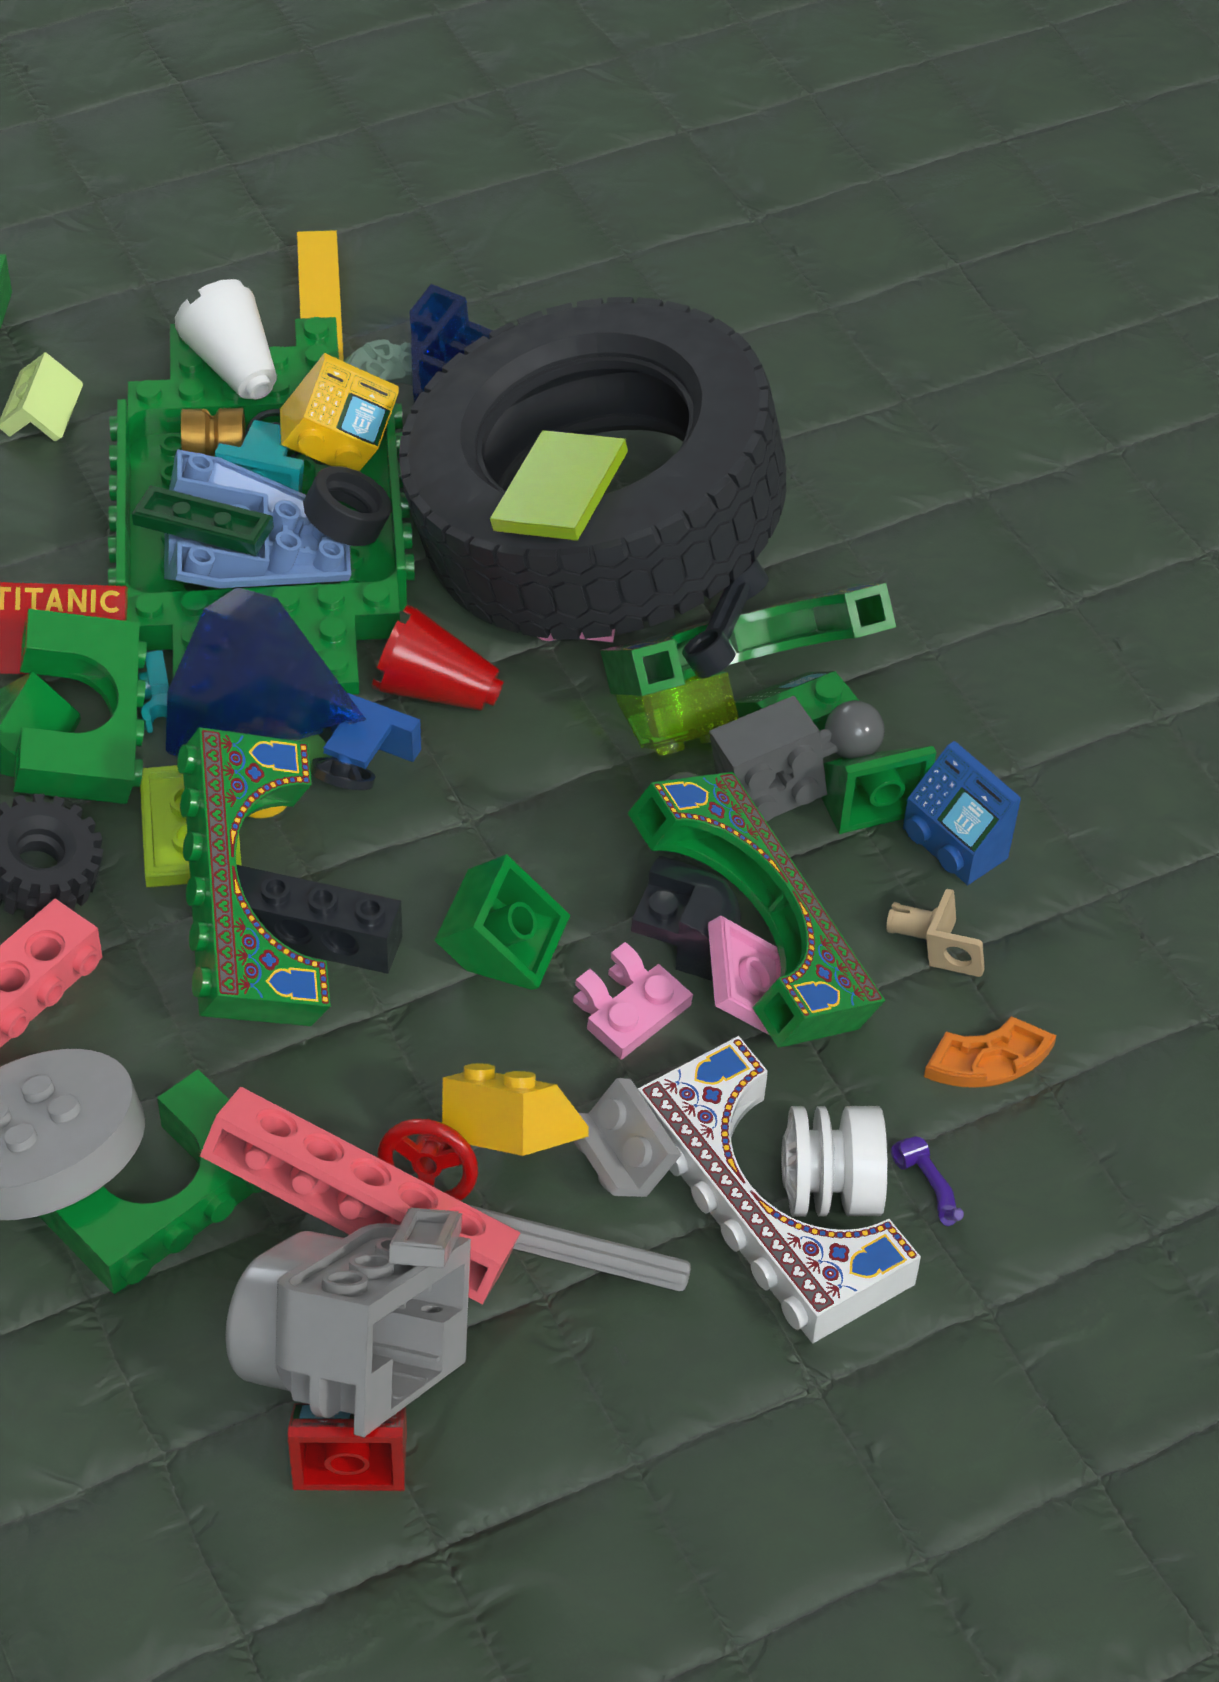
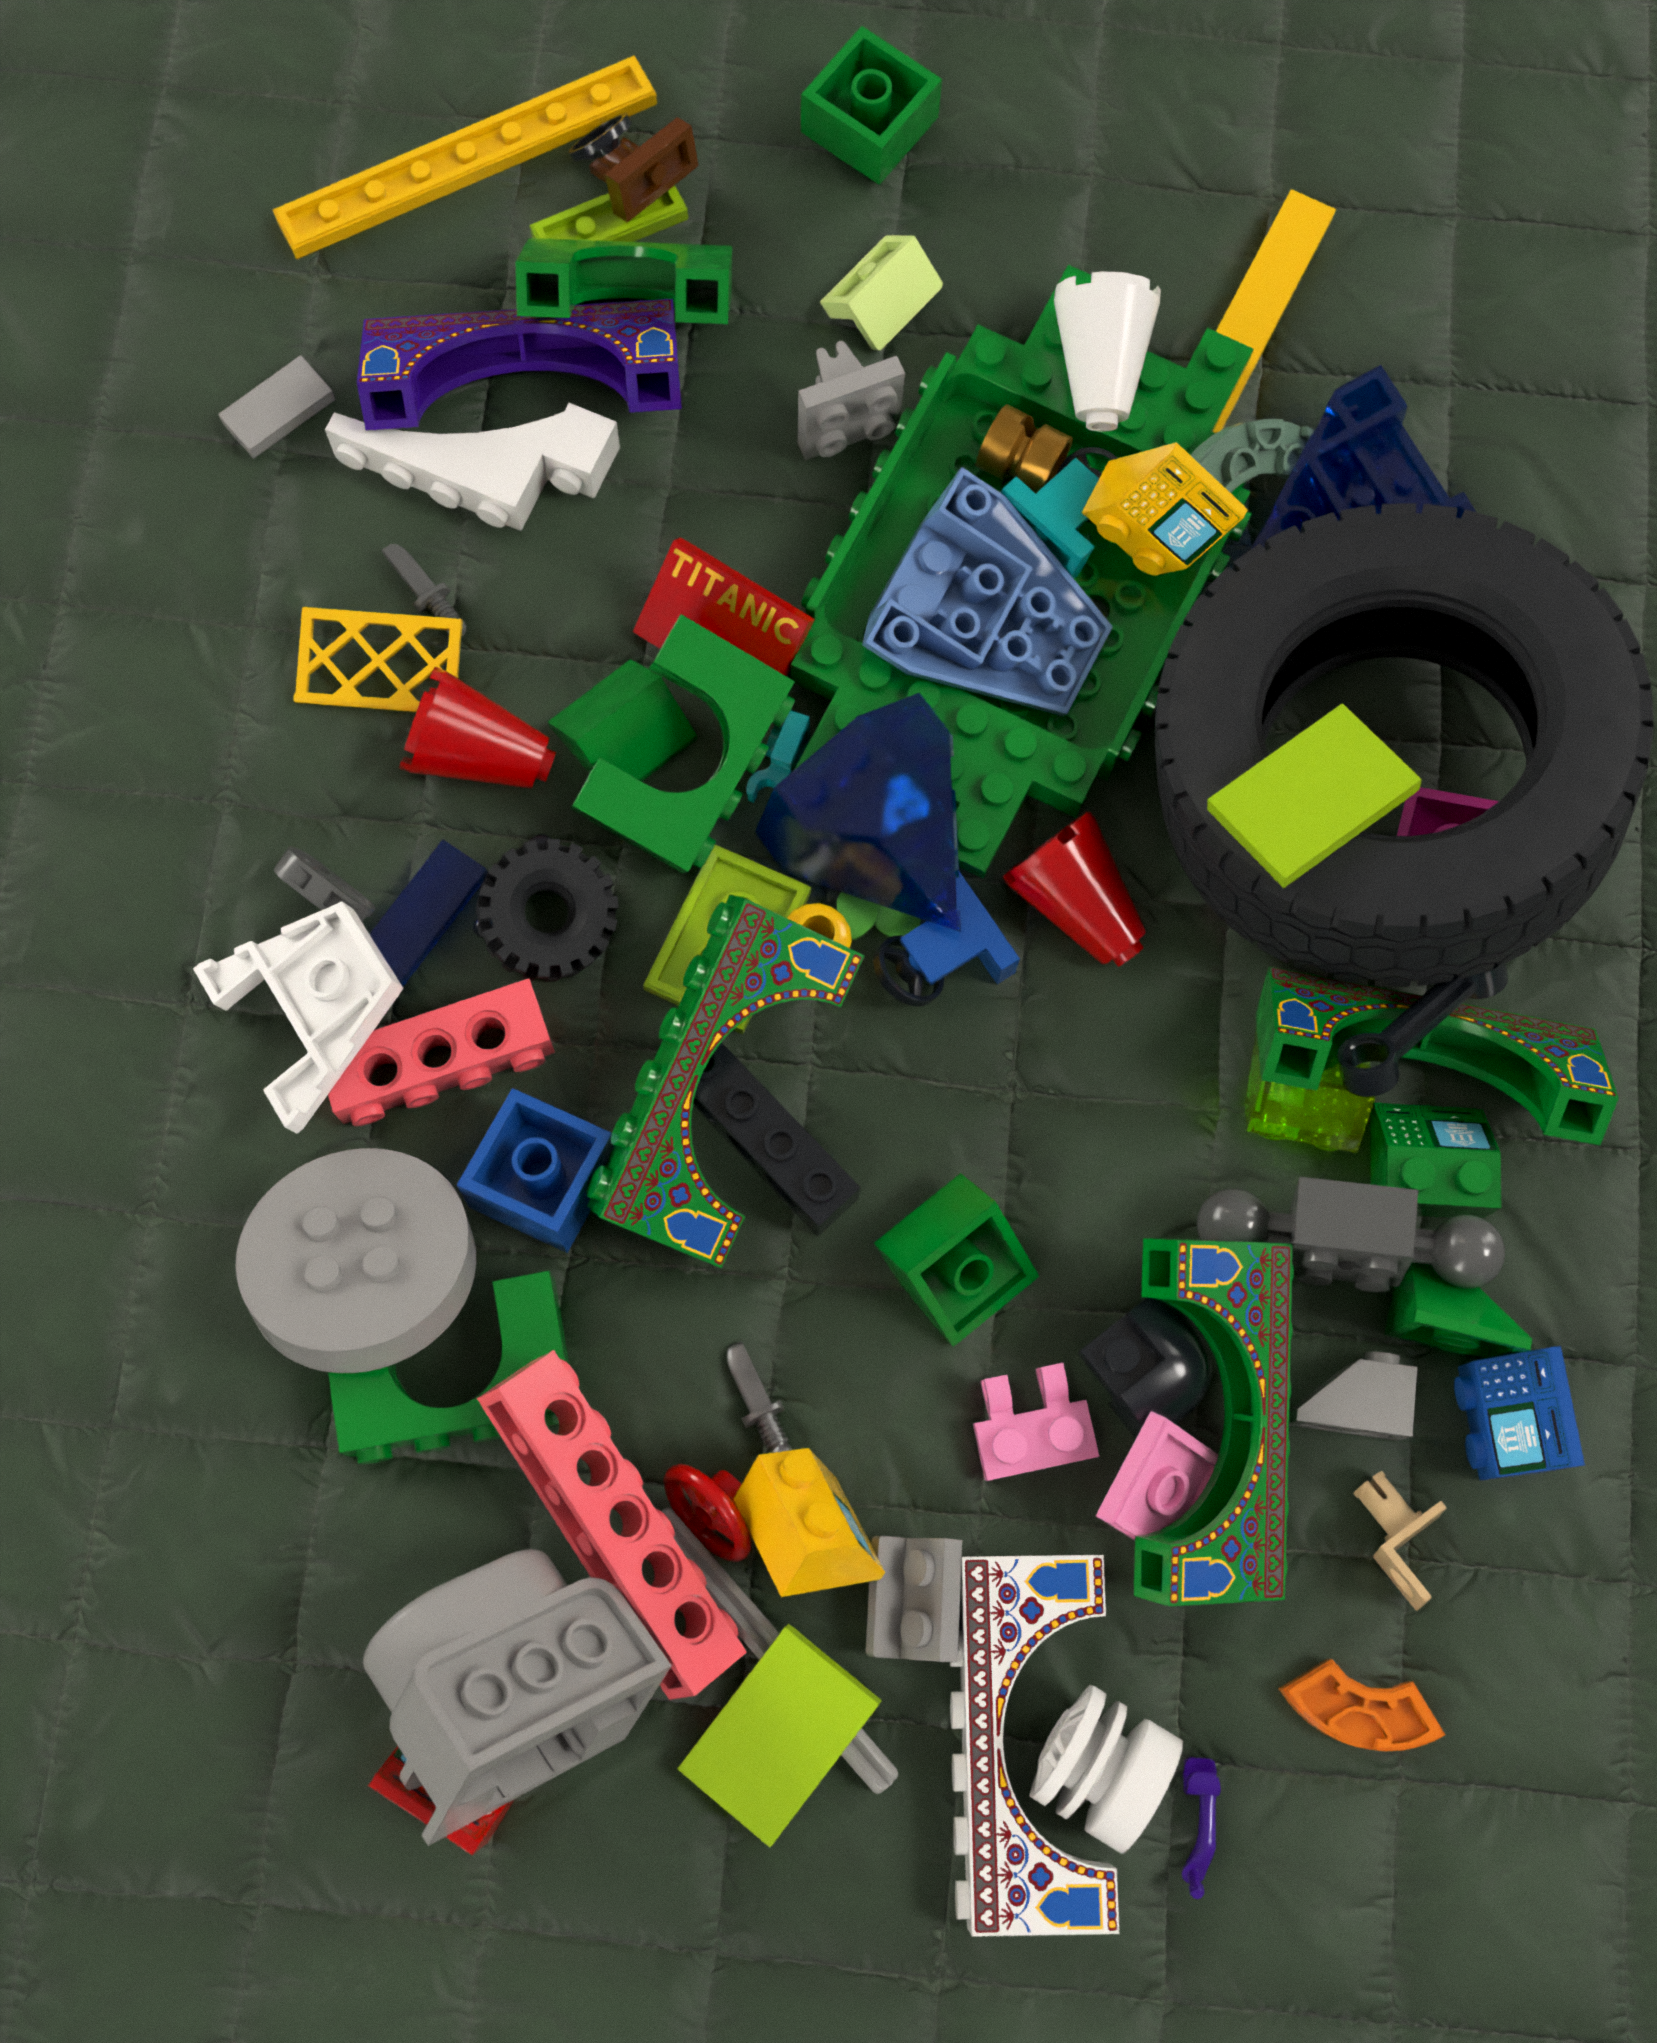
camera: 30 degrees right, 25 degrees up
(64, 462) = (848, 402): none -> light grey plate
(146, 1013) = (536, 1169): none -> blue brick
(203, 520) = (940, 573): dark green tile -> none
(339, 521) = (1135, 611): black tyre -> none
(423, 1094) = (756, 1399): none -> flat silver piece
(425, 1237) = (616, 1657): light grey tile -> none
(582, 1280) = (779, 1735): none -> lime tile
(854, 867) = (1363, 1399): none -> light grey slope

